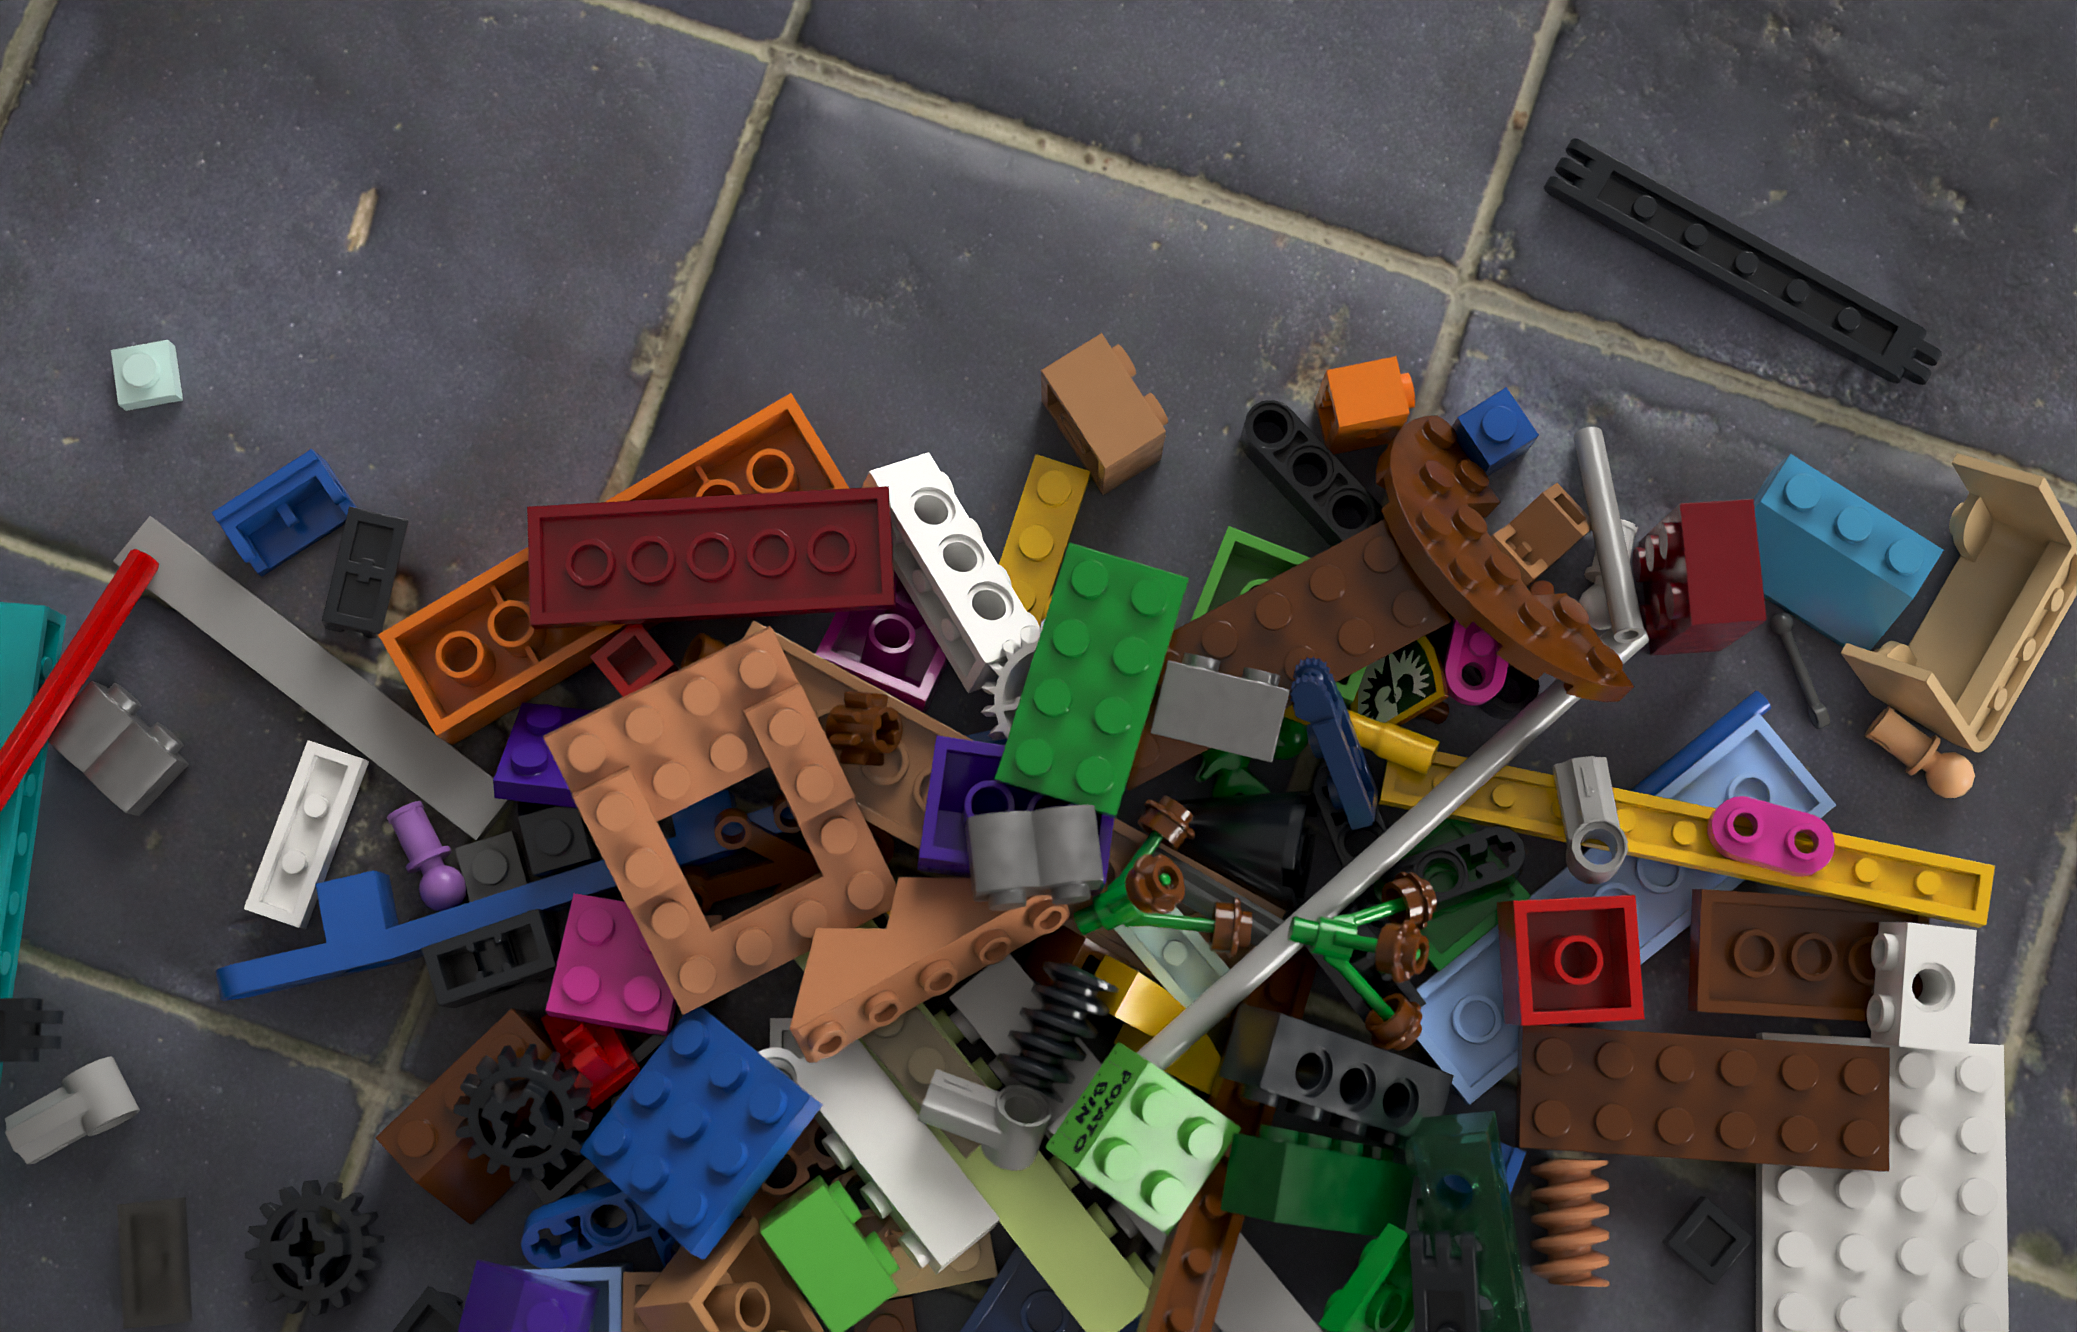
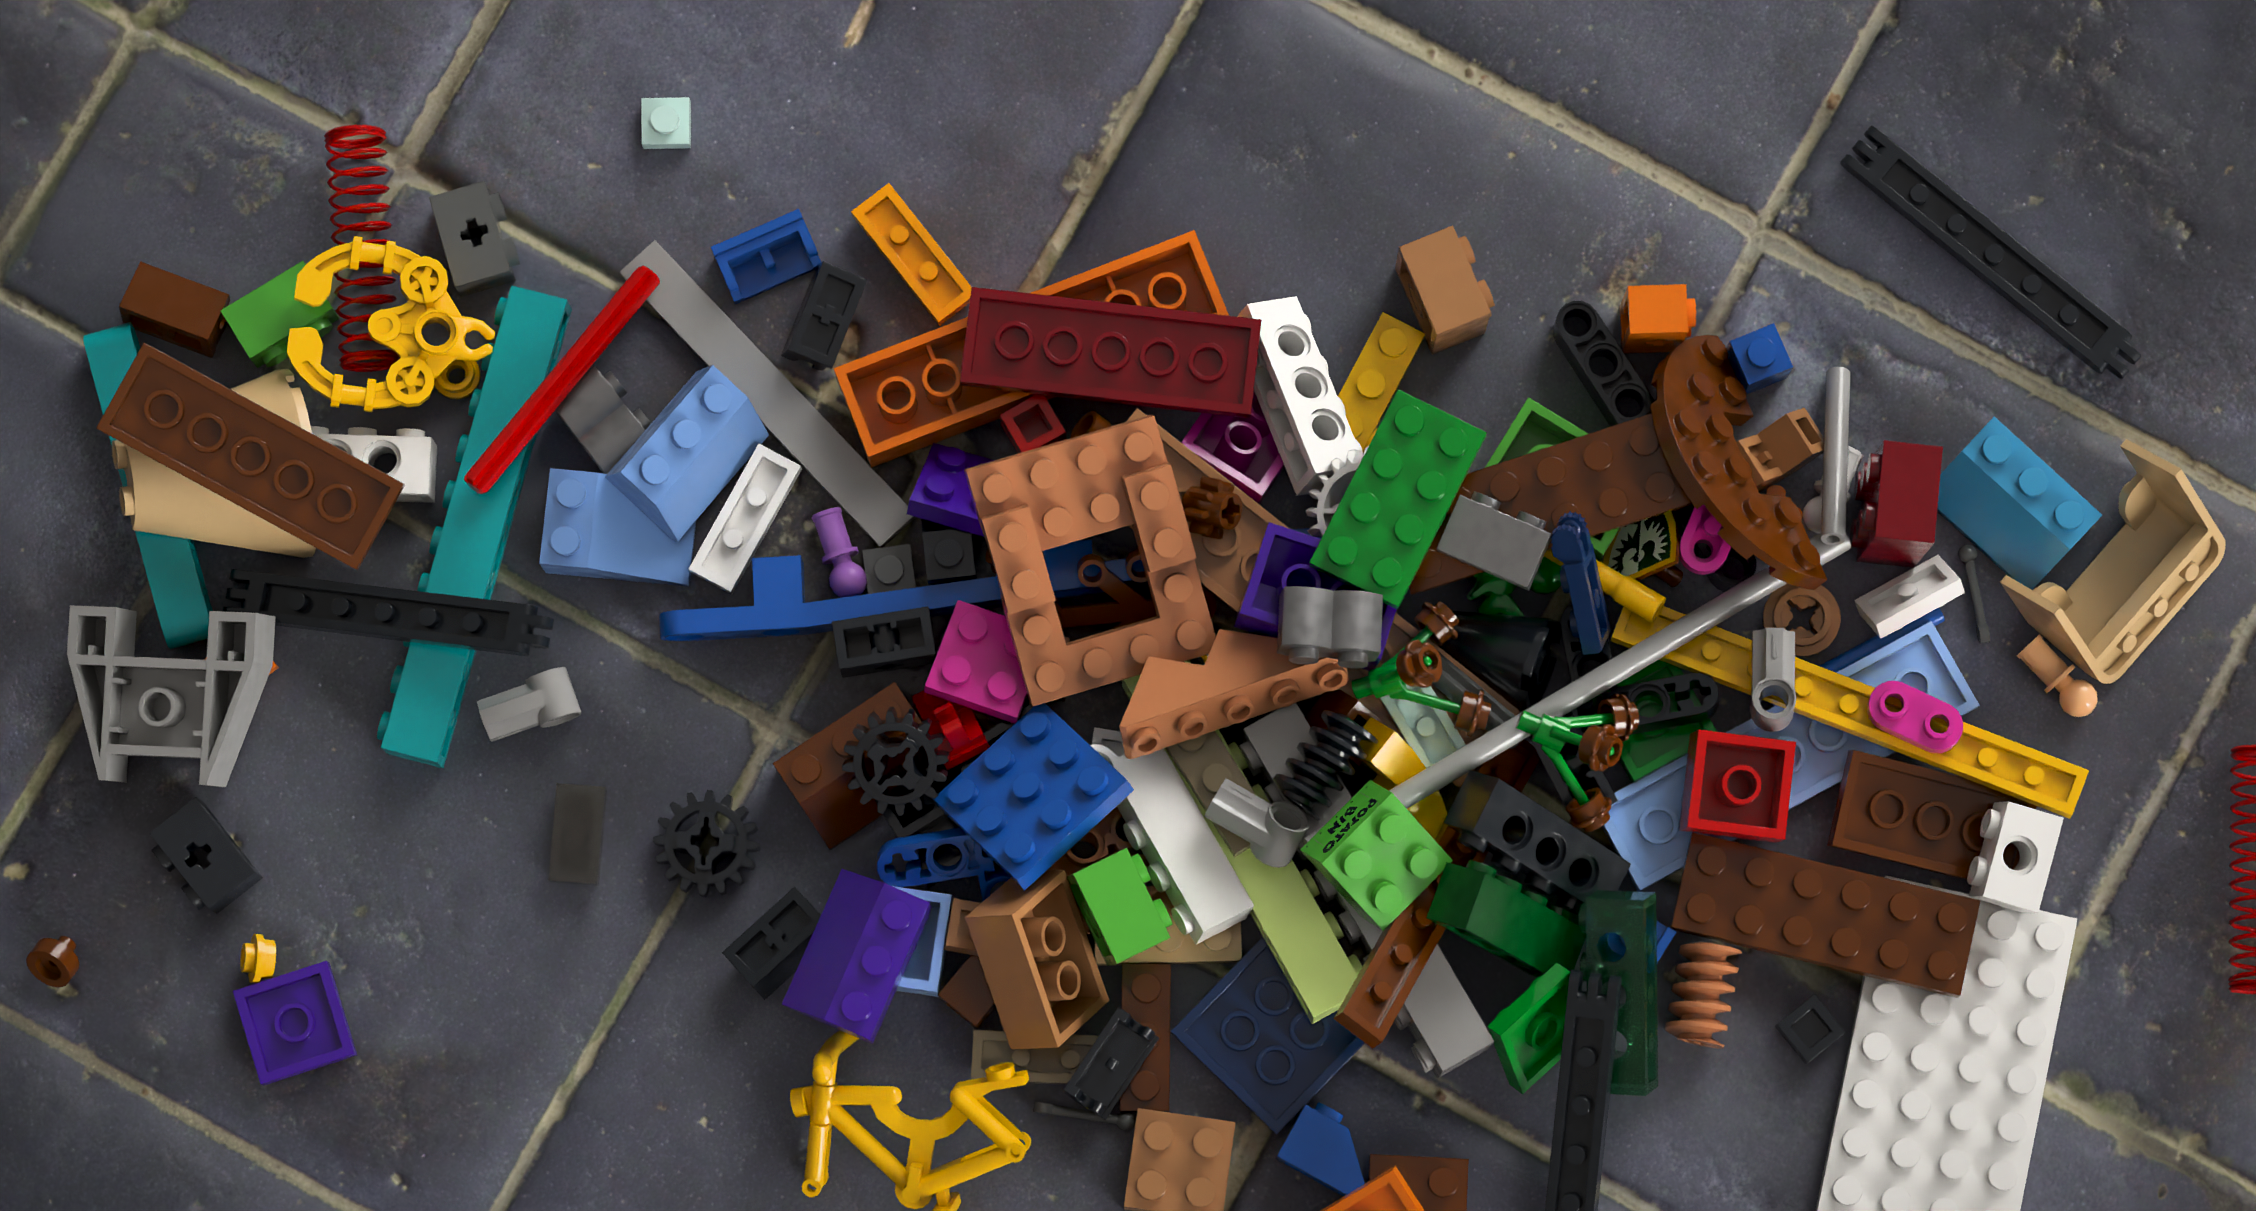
camera: 10 degrees right, 0 degrees up
(149, 873) = (603, 535): none -> medium blue slope
(222, 768) = (689, 452): none -> medium blue slope
(461, 478) = (913, 254): none -> light orange plate
(1628, 734) = (1824, 621): none -> medium nougat gear
(1725, 687) = (1909, 596): none -> white plate

